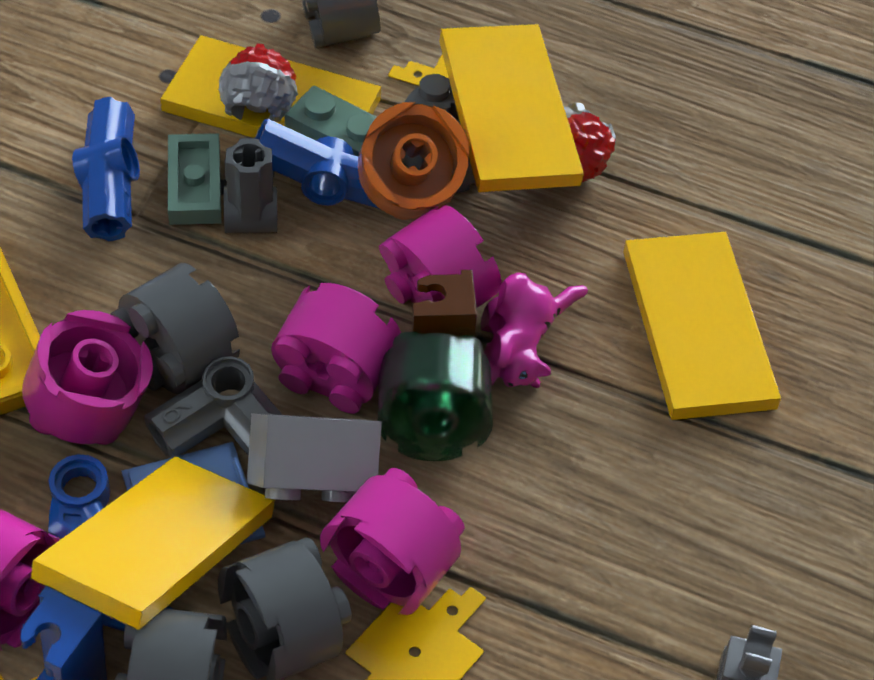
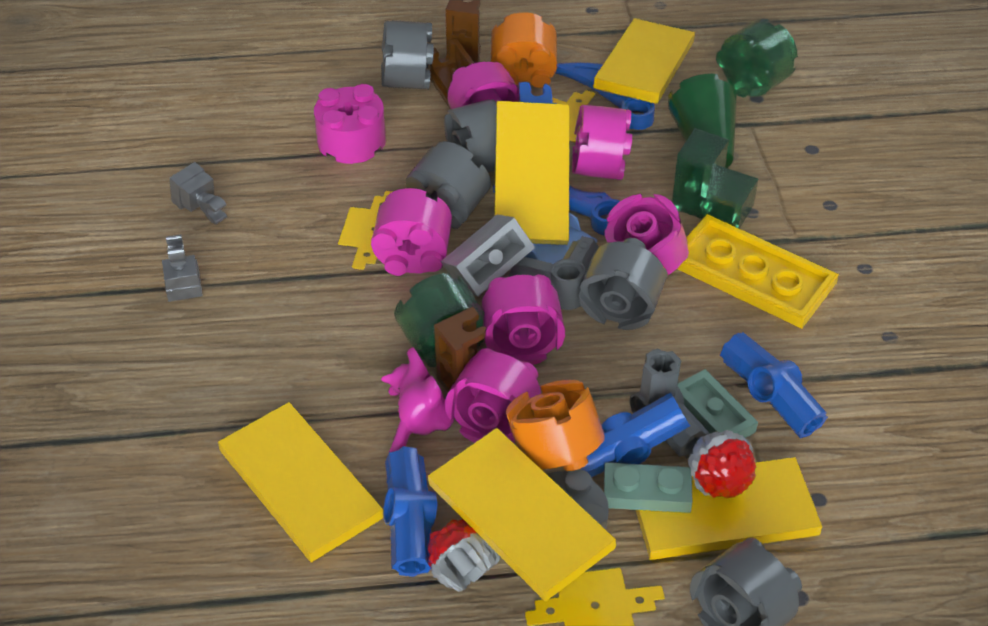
camera: 155 degrees right, 5 degrees down
(598, 221) = (409, 511): none -> blue piece

